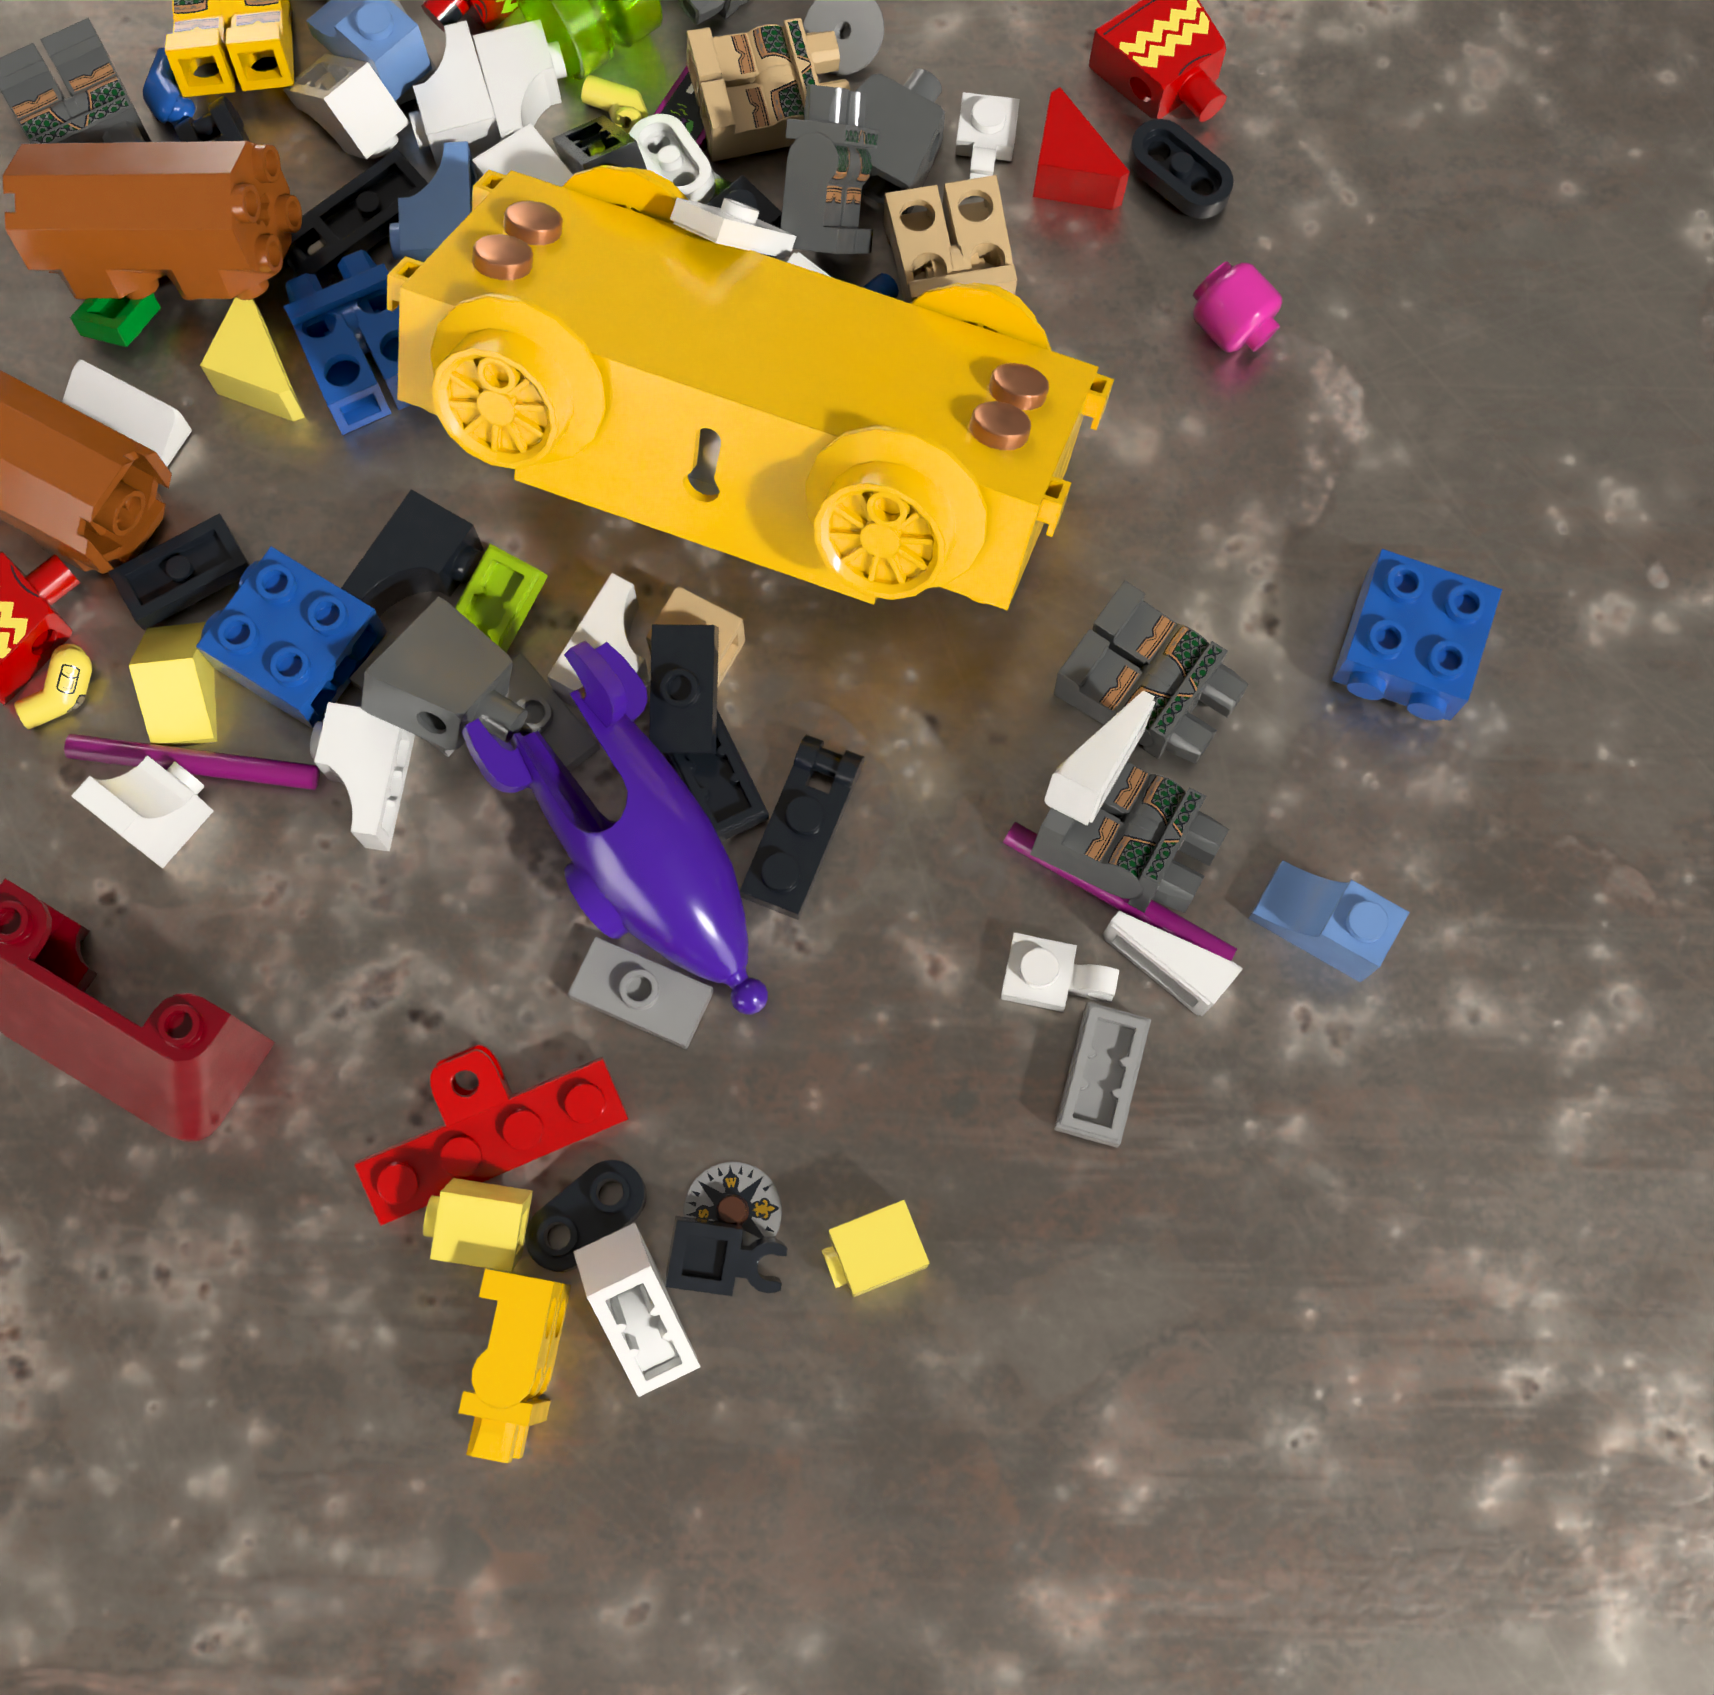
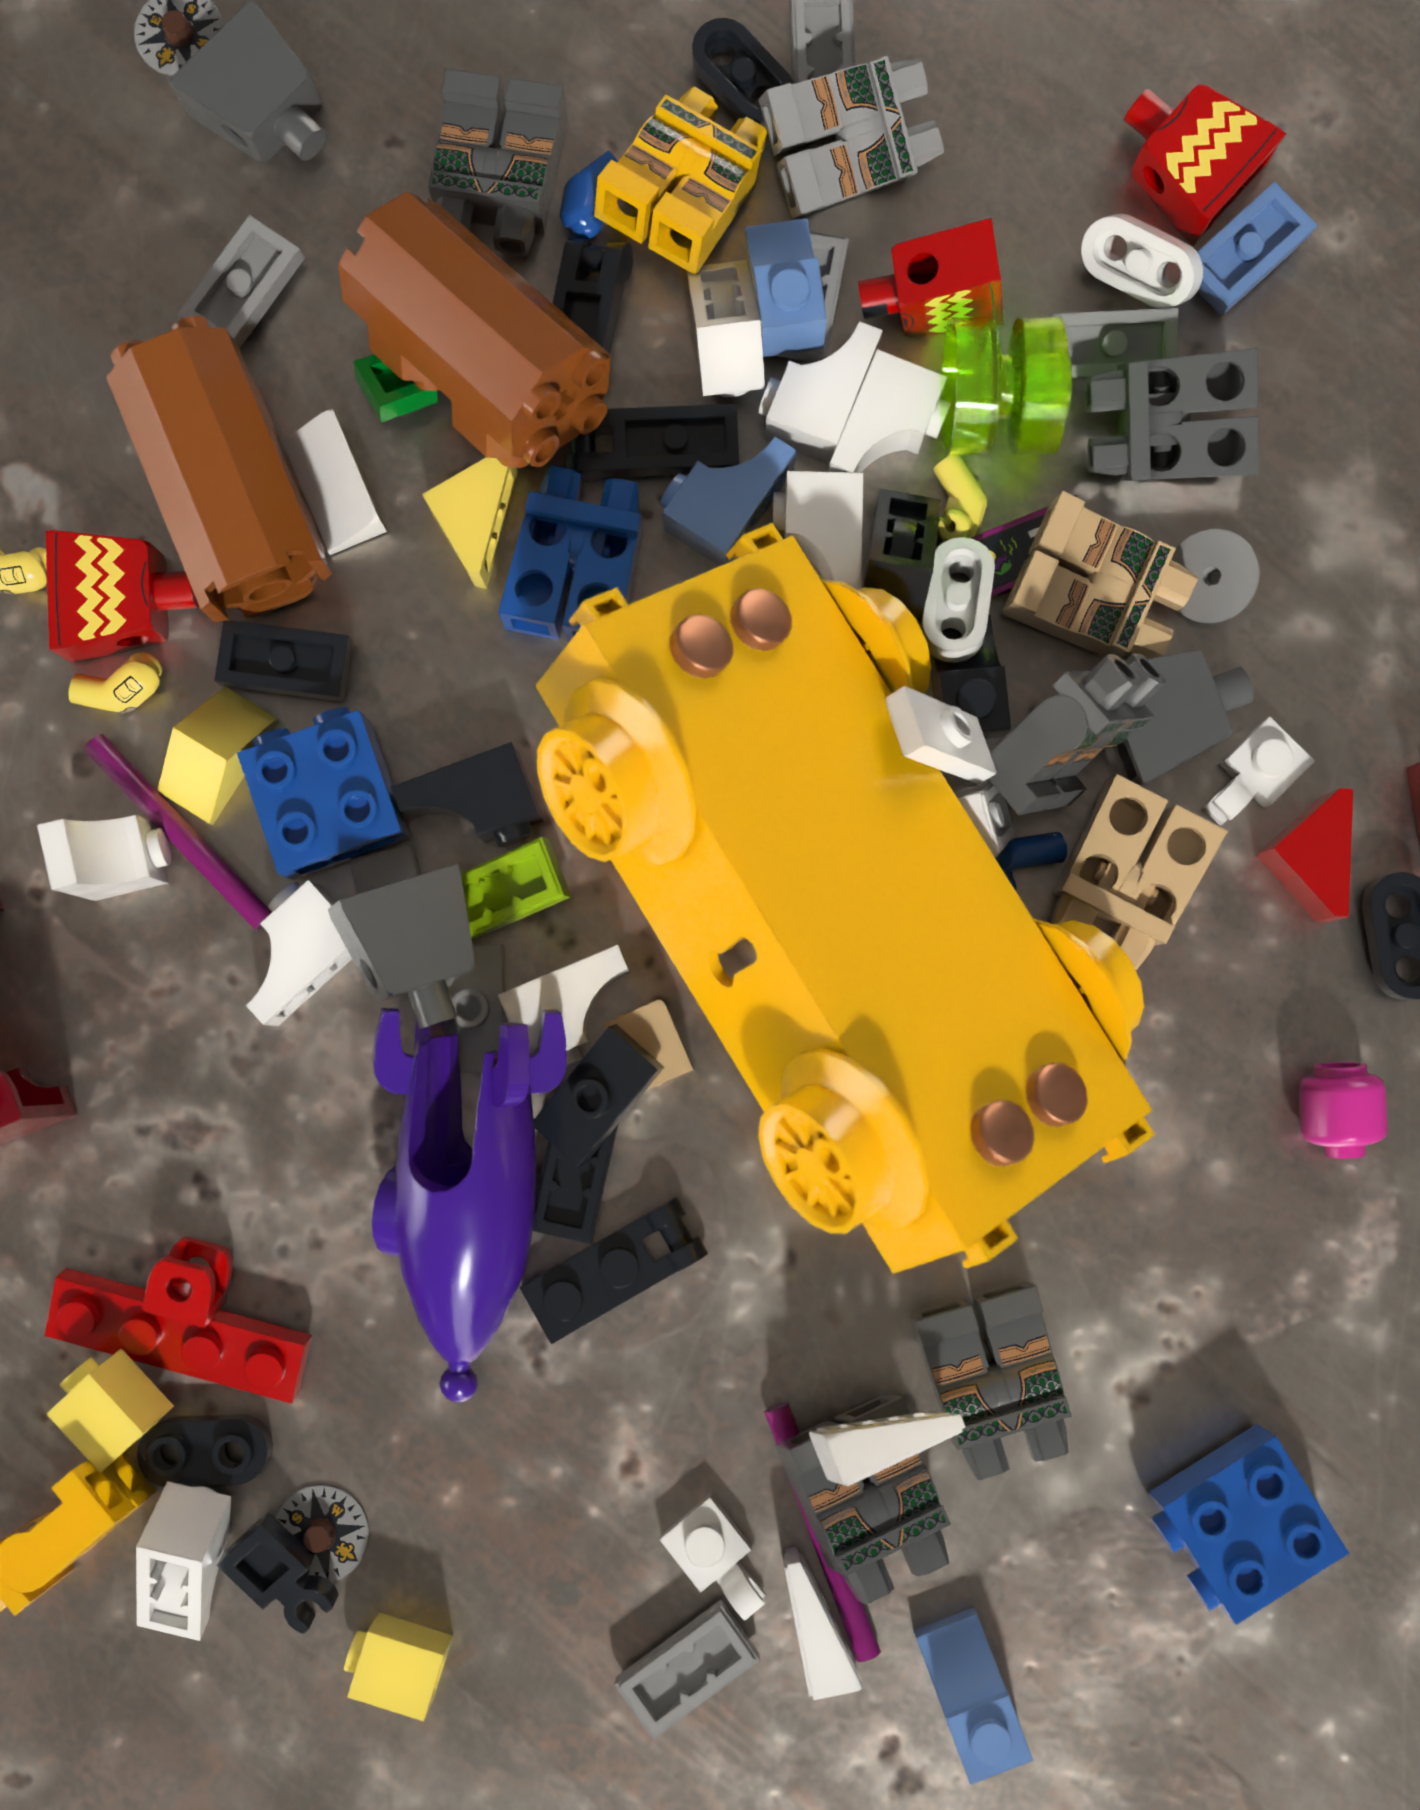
camera: 45 degrees right, 10 degrees up
(640, 992) = (378, 1307): light grey plate -> none

